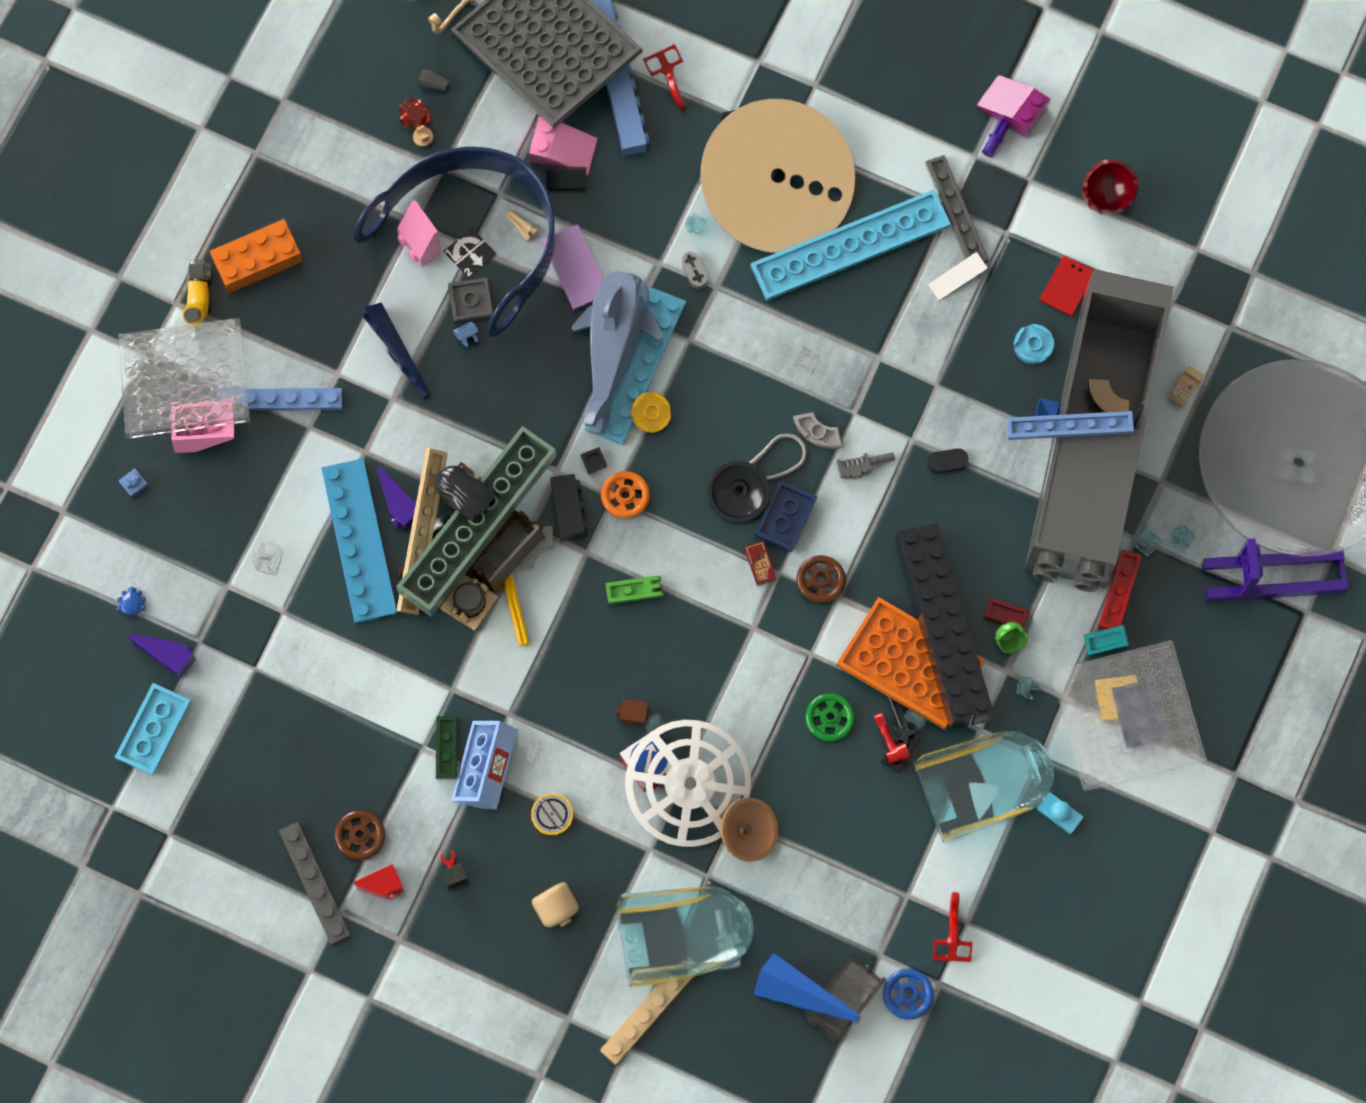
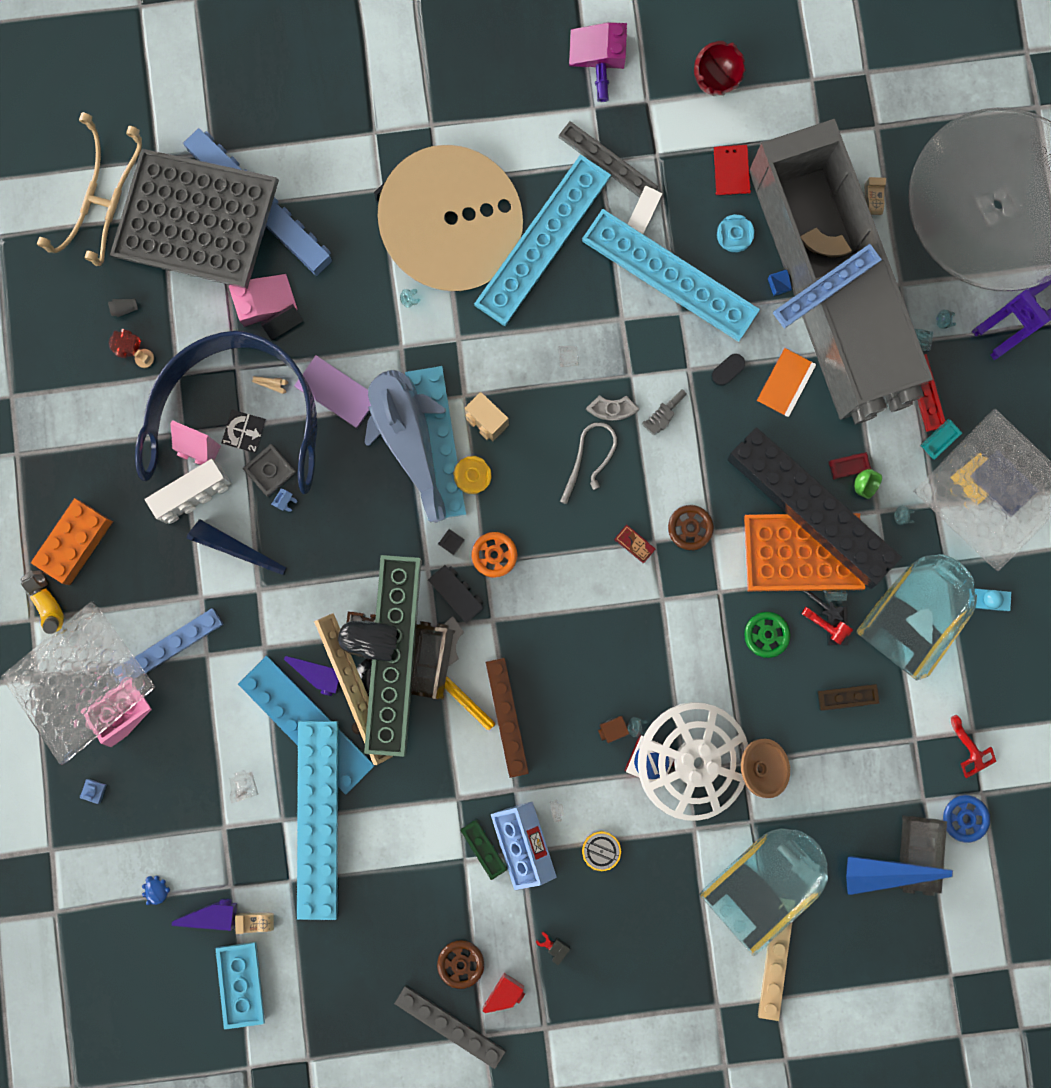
camera: 30 degrees left, 10 degrees up
(200, 682) = (254, 922): none -> tan leg
(315, 628) = (317, 820): none -> medium azure plate
(387, 274) = (188, 492): none -> white brick
(469, 599) = (426, 720): piece -> none
(543, 642) = (507, 717): none -> reddish brown brick
(556, 905) = (652, 925): tan head -> none
(633, 590) = (550, 629): bright green hinge -> none
(667, 69) = (306, 183): red piece -> none
(689, 271) = (430, 339): light grey beam -> none
(696, 368) = (486, 417): none -> tan brick
(735, 504) = (591, 504): black dish -> none
(785, 516) = (631, 493): dark blue plate -> none
(868, 817) = (848, 697): none -> dark brown plate
(948, 345) = (670, 275): none -> medium azure plate
(995, 505) = (786, 382): none -> orange sticker

